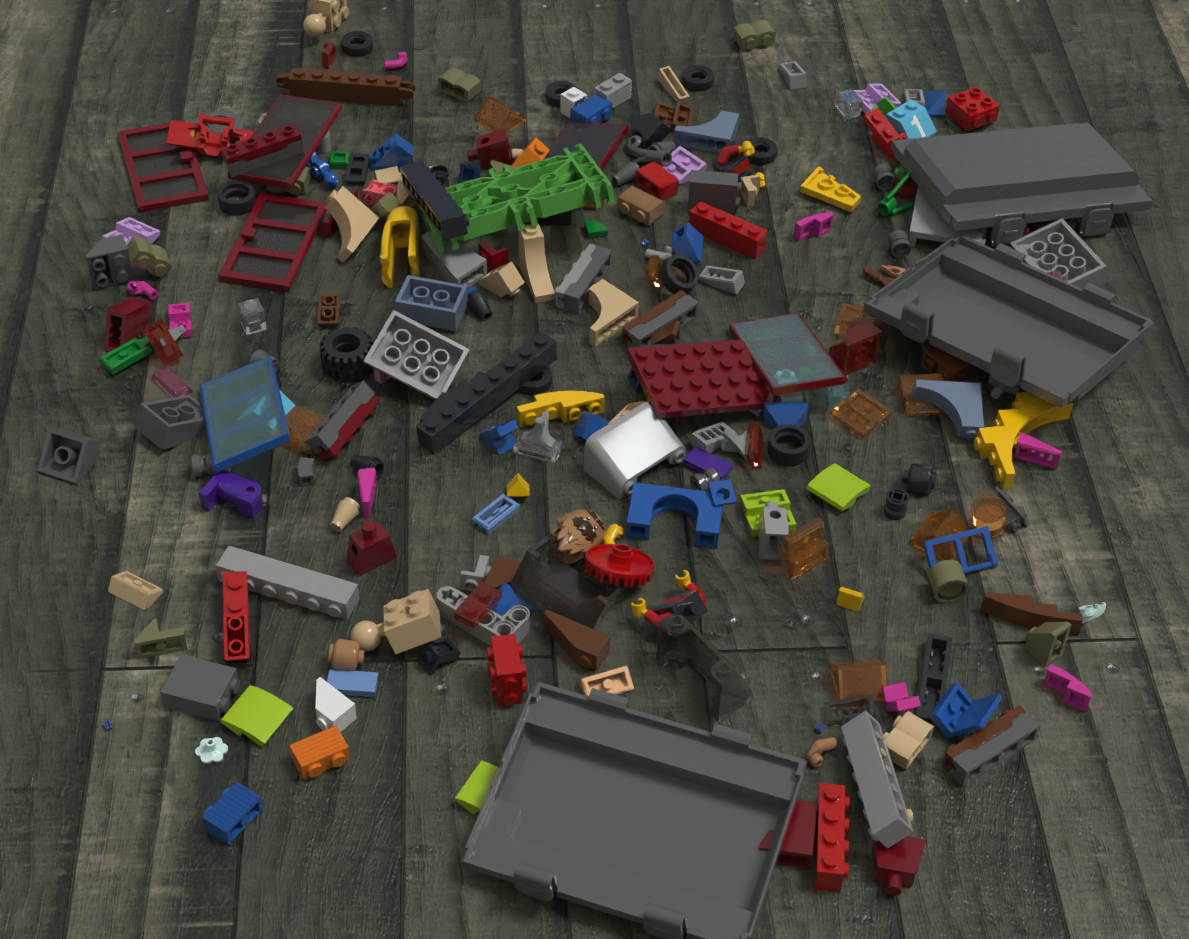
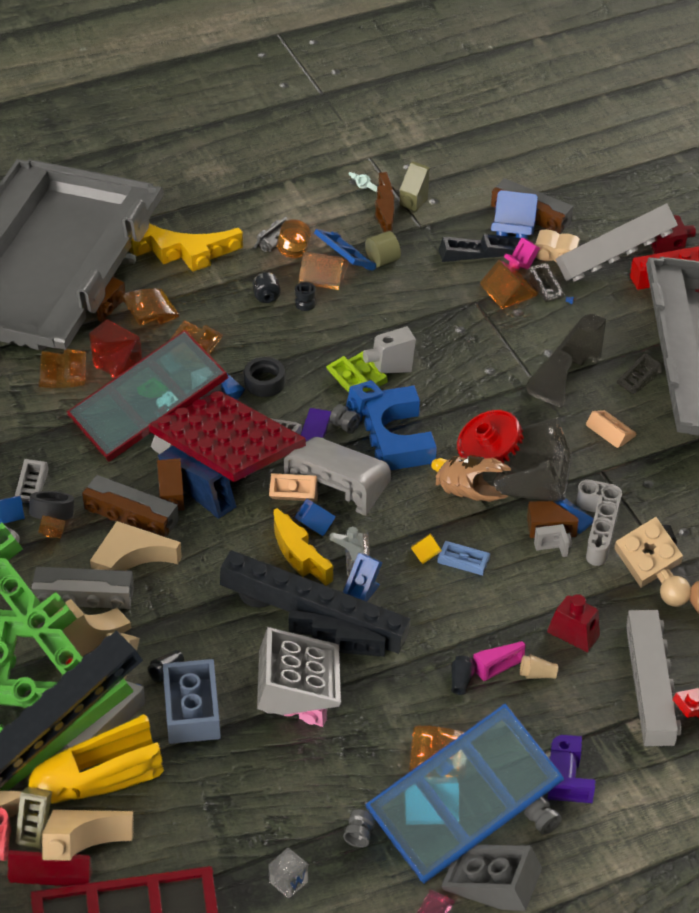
camera: 110 degrees left, 0 degrees up
(328, 309) = (238, 808): reddish brown slope -> none
(343, 421) = (417, 711): dark grey piece -> none
(344, 353) = (310, 766): black tyre -> none
(477, 605) = (601, 513): clear red plate -> none
(506, 670) = (654, 476): red brick -> none
(580, 642) = (585, 449): reddish brown slope -> none
(687, 603) = (514, 389): torso -> none
(748, 444) = (279, 399): piece -> none
(805, 548) = (391, 321): clear orange slope -> none
(819, 746) = (597, 292): medium nougat arm -> none
(838, 487) = (301, 336): lime slope -> none
(850, 599) = (425, 306): yellow slope -> none
(958, 400) = (164, 272): sand blue arch -> none
(1026, 450) = (194, 224): dark pink slope -> none
(1074, 691) = (450, 177): dark pink slope -> none

